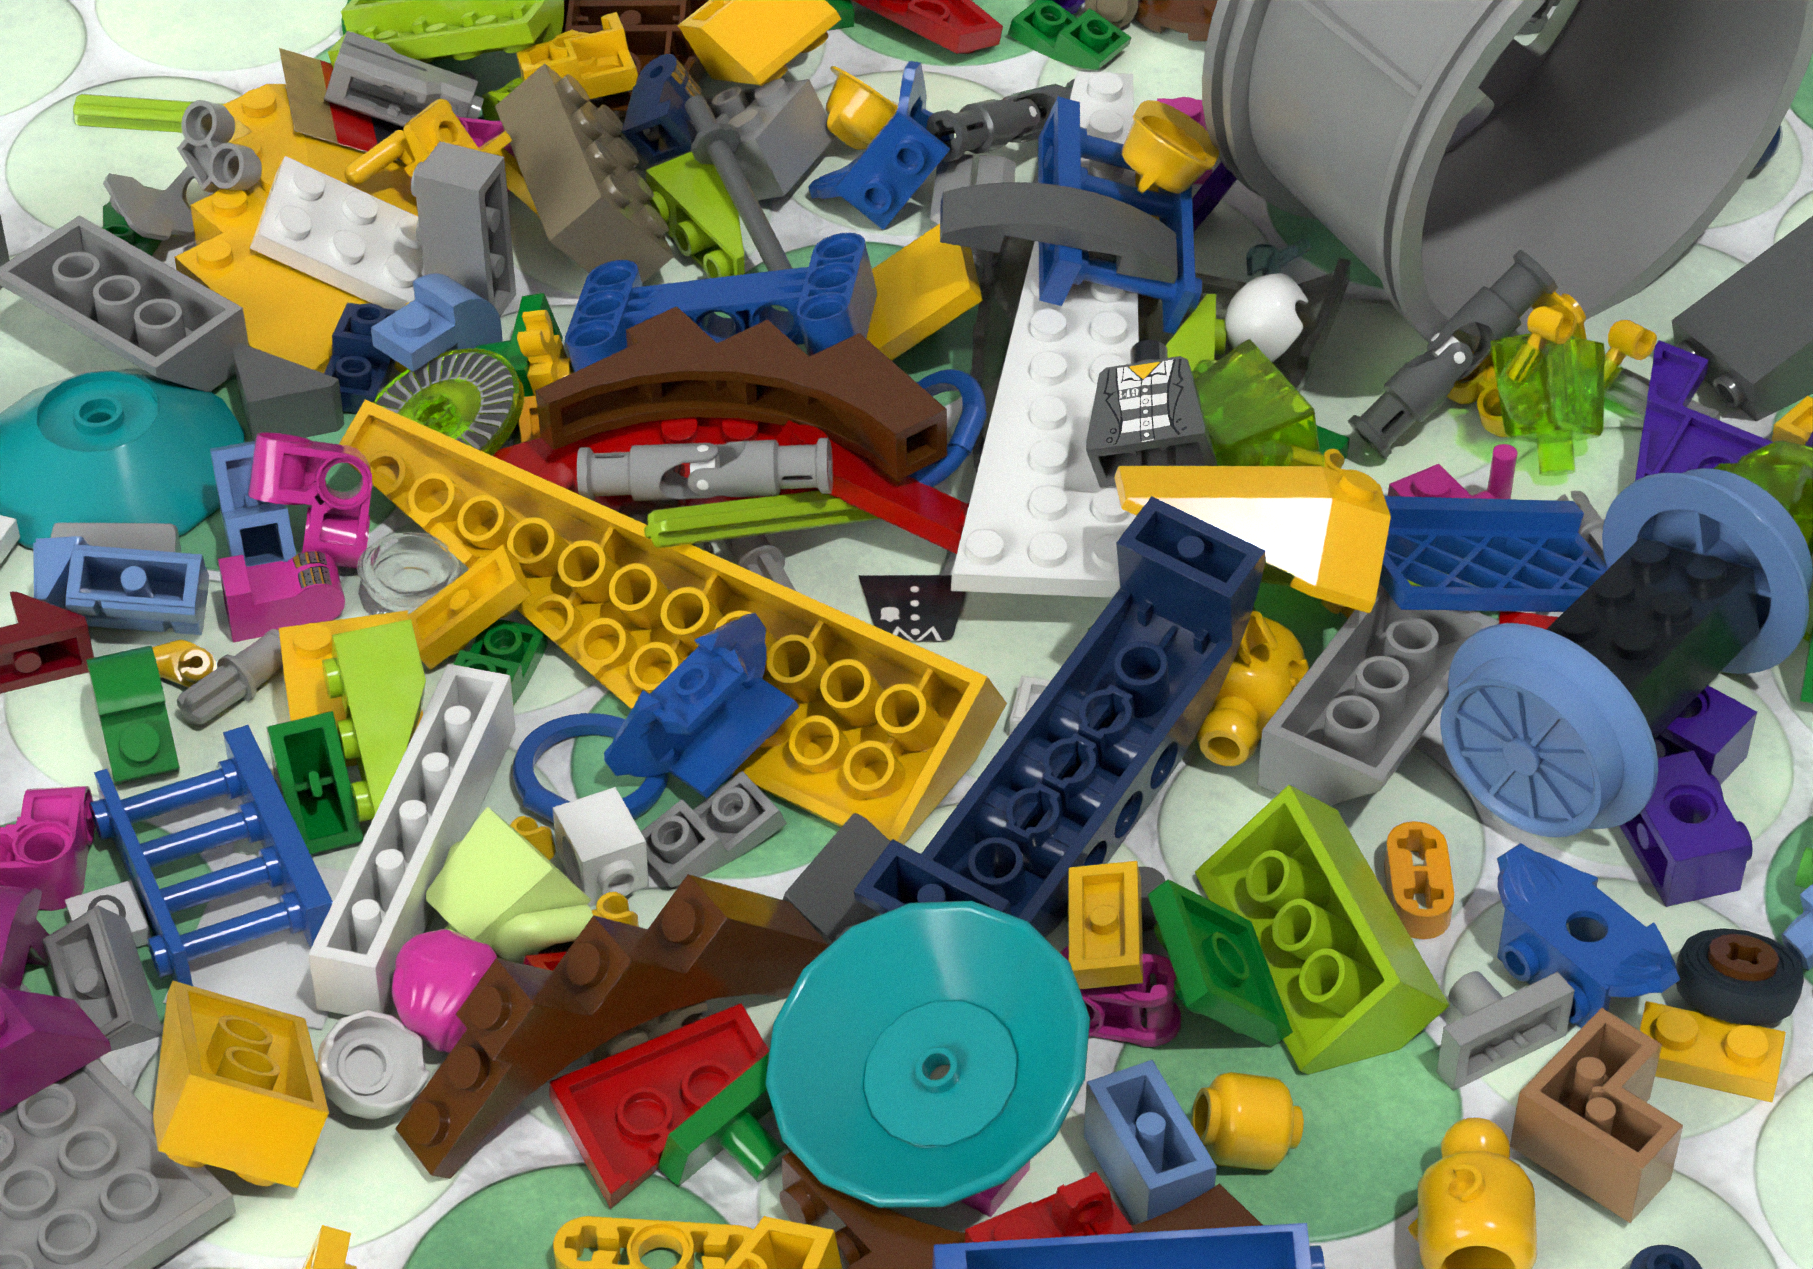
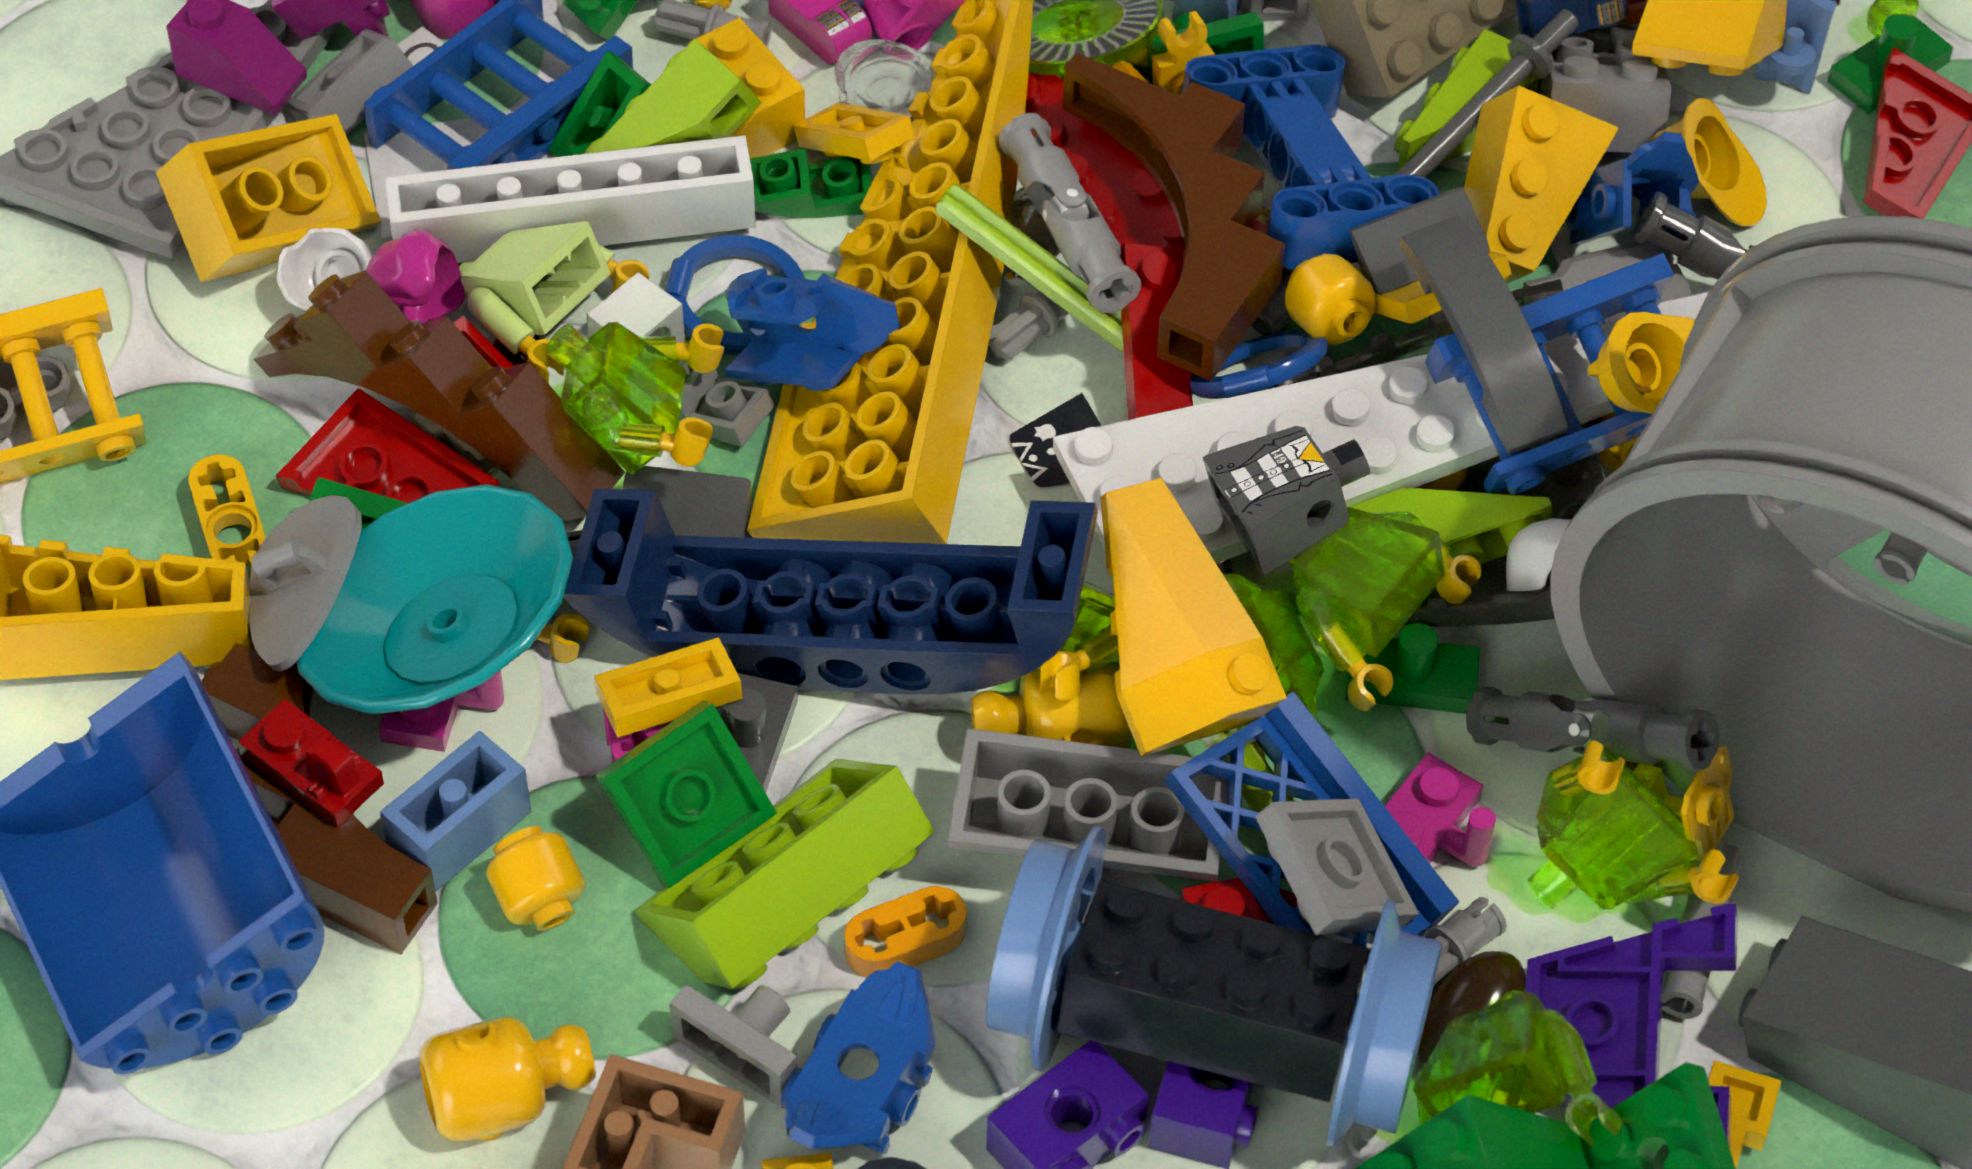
camera: 65 degrees right, 10 degrees up
(742, 846) = (632, 388): none -> clear neon green torso
(802, 1169) = (300, 577): none -> light grey shield
(832, 188) = (1529, 171): none -> yellow wedge
(898, 266) = (1378, 240): none -> dark grey slope
(914, 342) = (1330, 298): none -> yellow head
(1525, 531) = (1334, 864): none -> light grey plate

